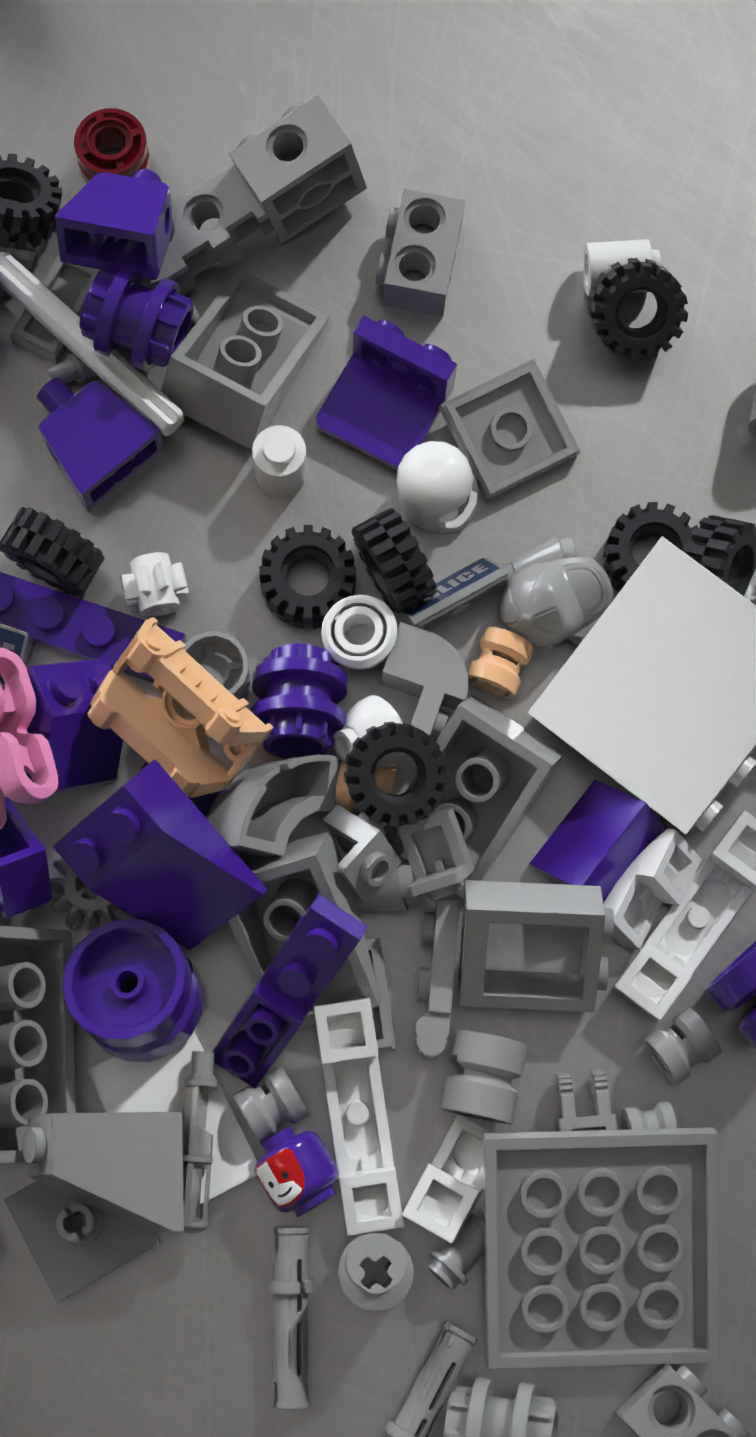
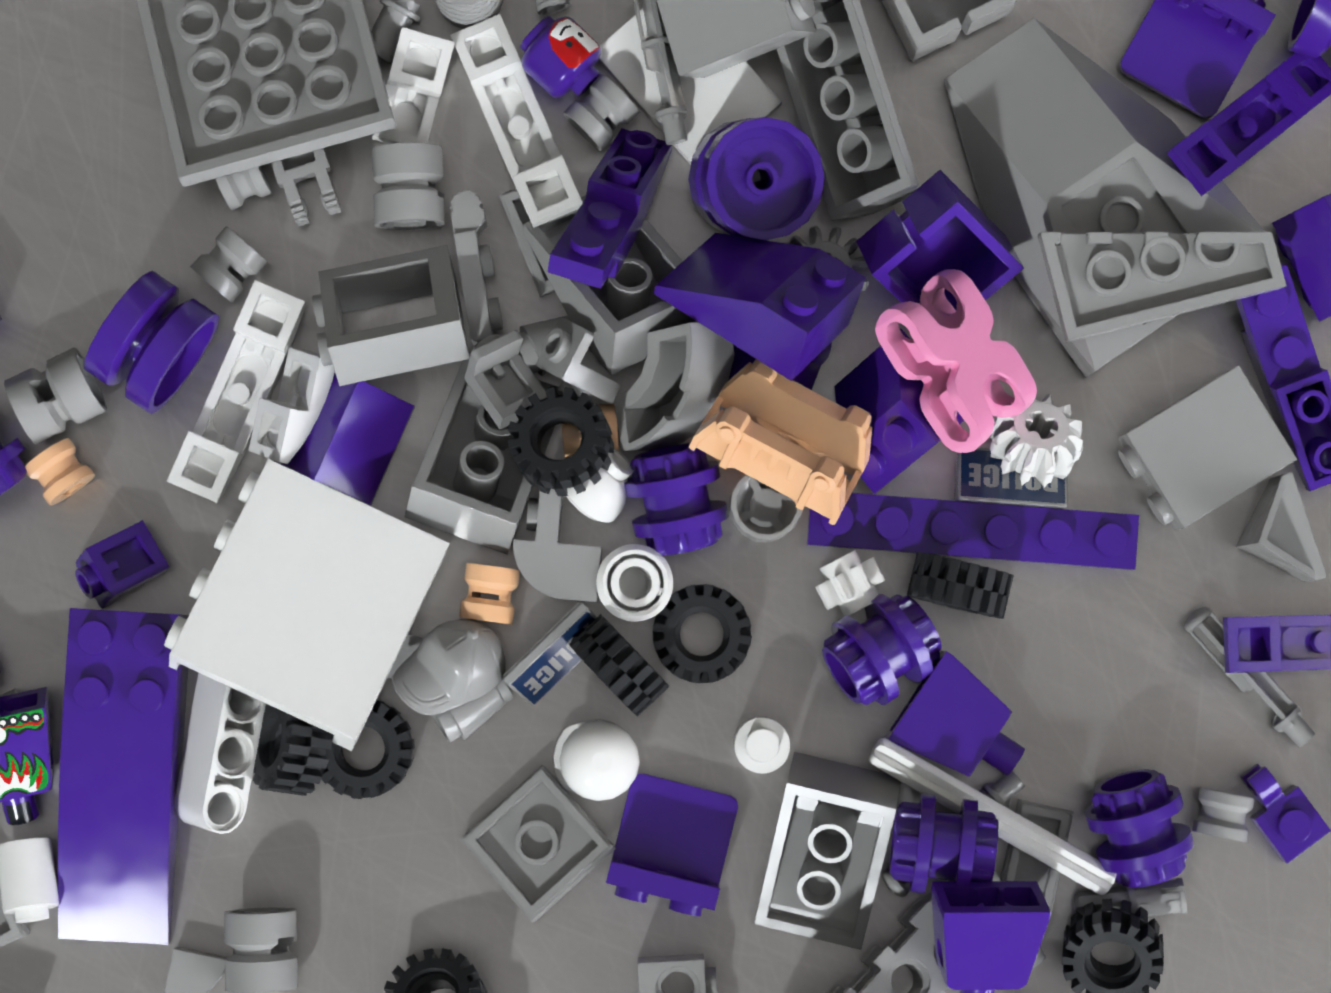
camera: 170 degrees right, 10 degrees up
(142, 514) = (889, 644): none -> dark purple piece

